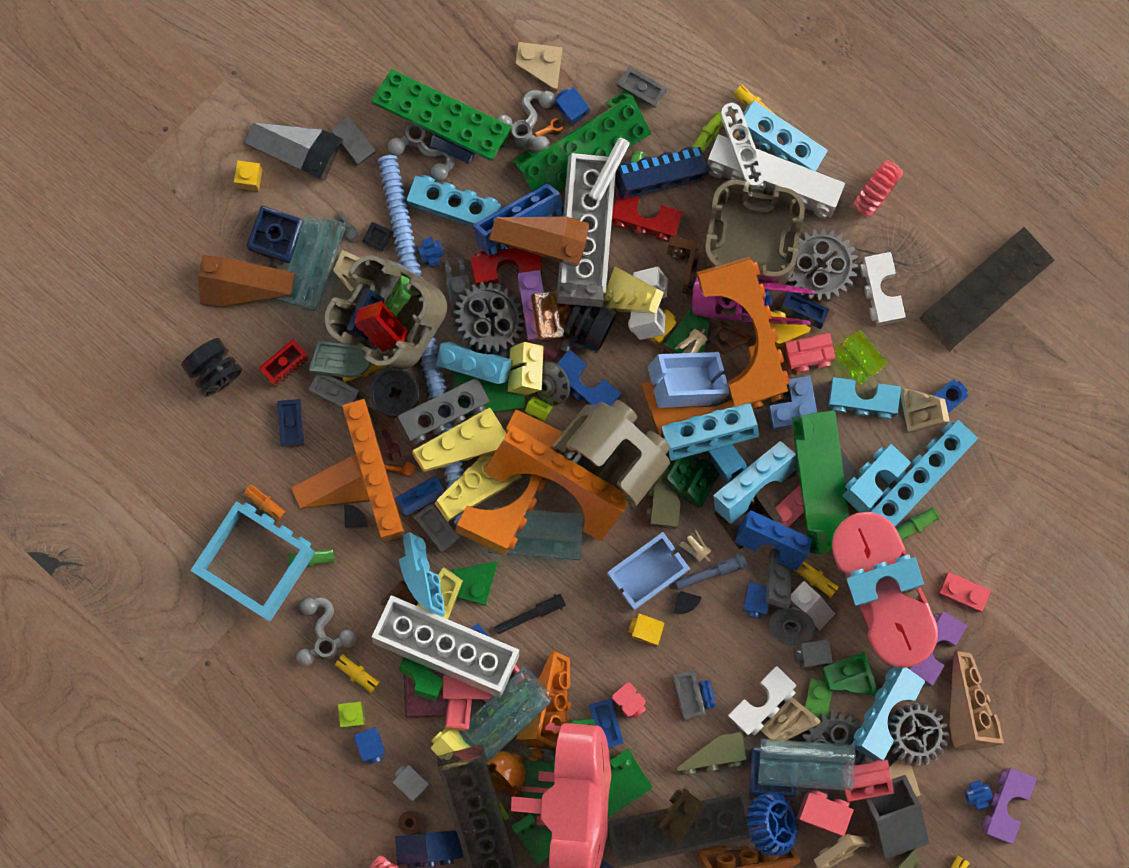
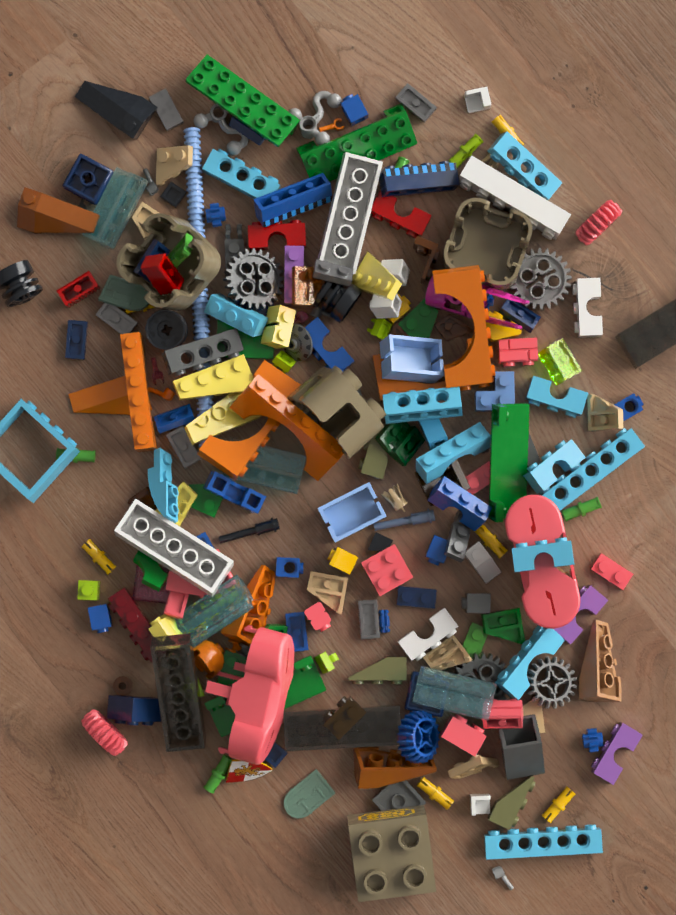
camera: 10 degrees right, 5 degrees up
(248, 175) = (73, 126): yellow brick -> none
(264, 503) = (44, 403): orange axle -> none
(346, 638) = (94, 526): light grey piece -> none
(354, 517) = (116, 427): black tile -> none
(370, 198) = (172, 162): none -> tan wing
(410, 782) = (128, 653): light grey brick -> none
(411, 741) = (133, 619): none -> dark red brick
(516, 574) = (234, 492): none -> blue arch
(541, 62) = (334, 67): tan wing -> none
(549, 237) = (315, 220): dark orange wedge -> none
(576, 656) = (280, 571): none -> blue brick
(609, 169) = (375, 170): white axle -> none
(635, 667) = (328, 589): none -> tan wing
(645, 351) = (381, 328): none -> lime tile
(646, 754) = (325, 661): none -> lime tile
(693, 342) = (421, 328): tan piece -> none
(700, 633) = (387, 570): none -> coral brick
(712, 72) = (477, 100): none -> white panel
(740, 660) = (416, 597): none -> dark blue plate
(745, 144) = (490, 168): white beam -> none
(791, 633) = (463, 577): dark grey dish -> none

